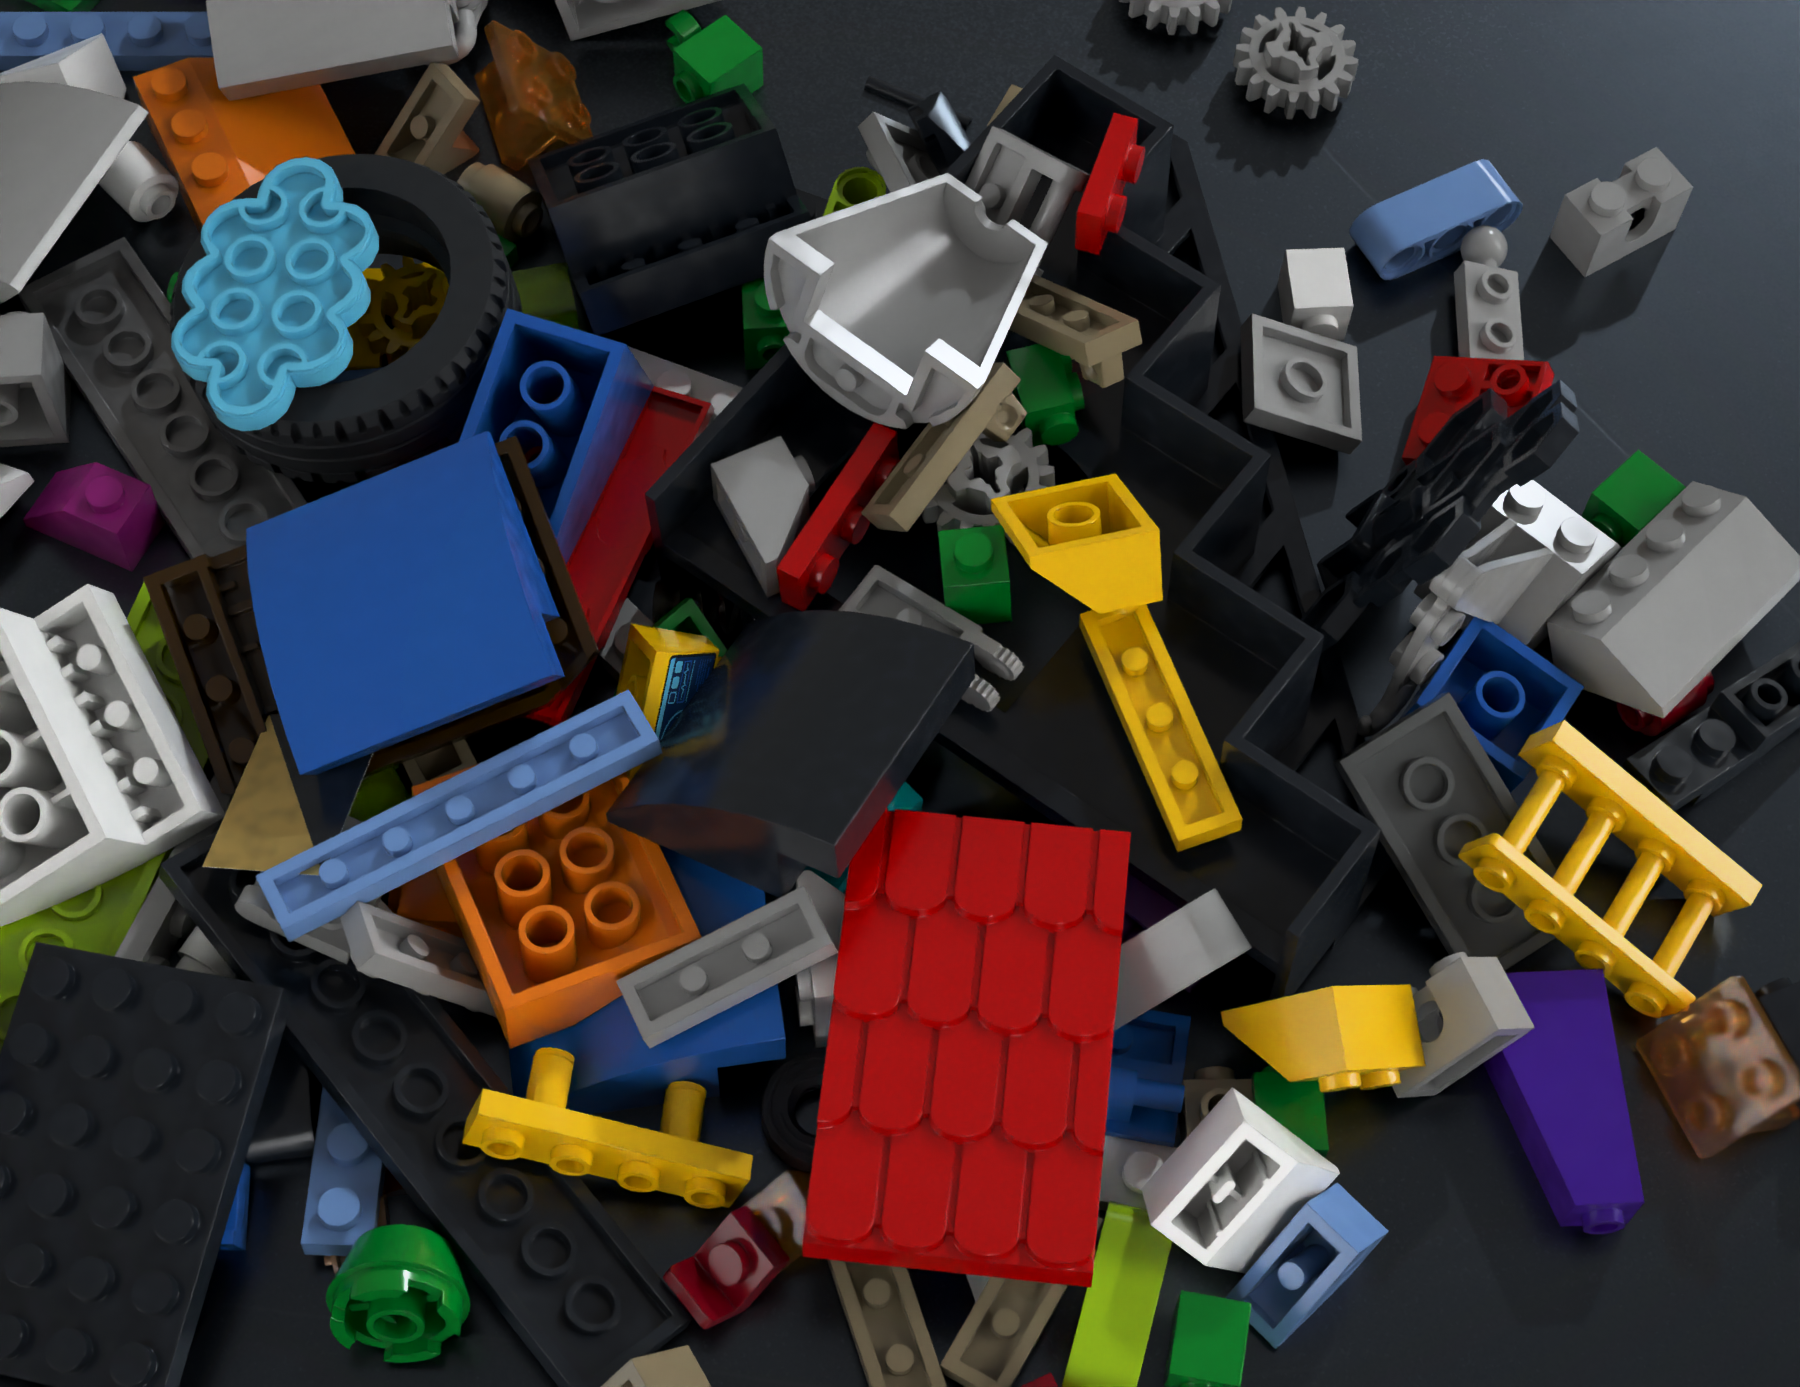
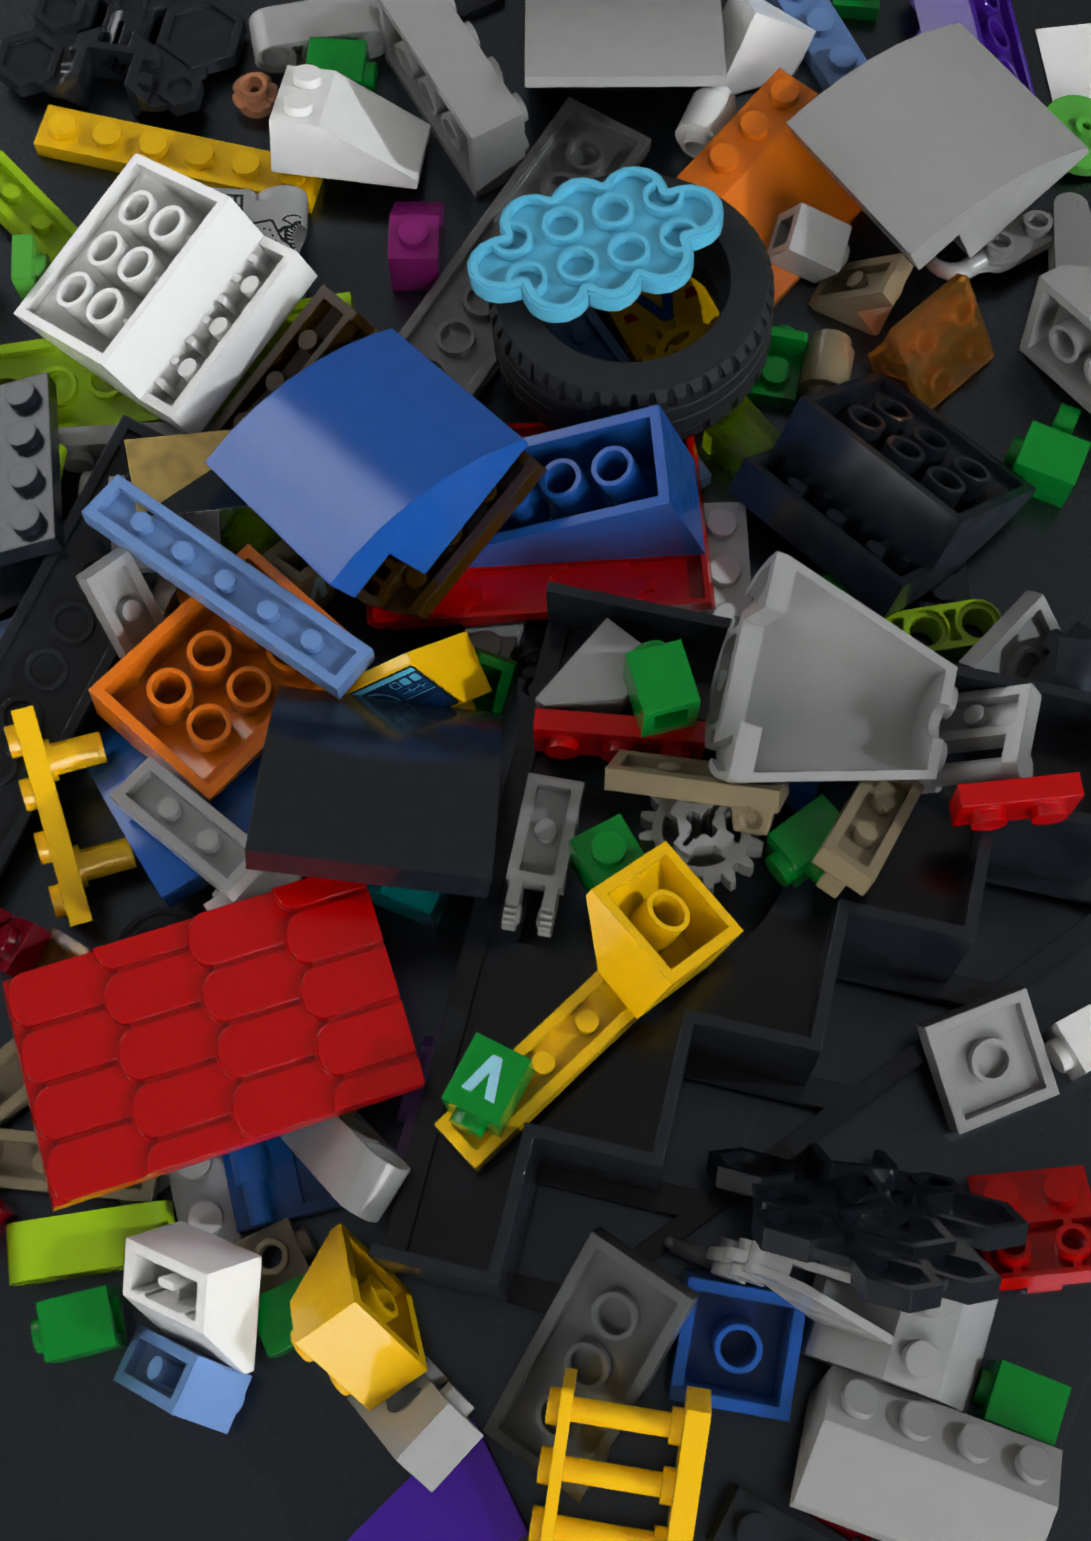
camera: 70 degrees right, 10 degrees up
(353, 130) = (809, 243): none -> light grey brick
(824, 436) = (661, 687): none -> green brick
(1171, 760) = (487, 1087): none -> green brick

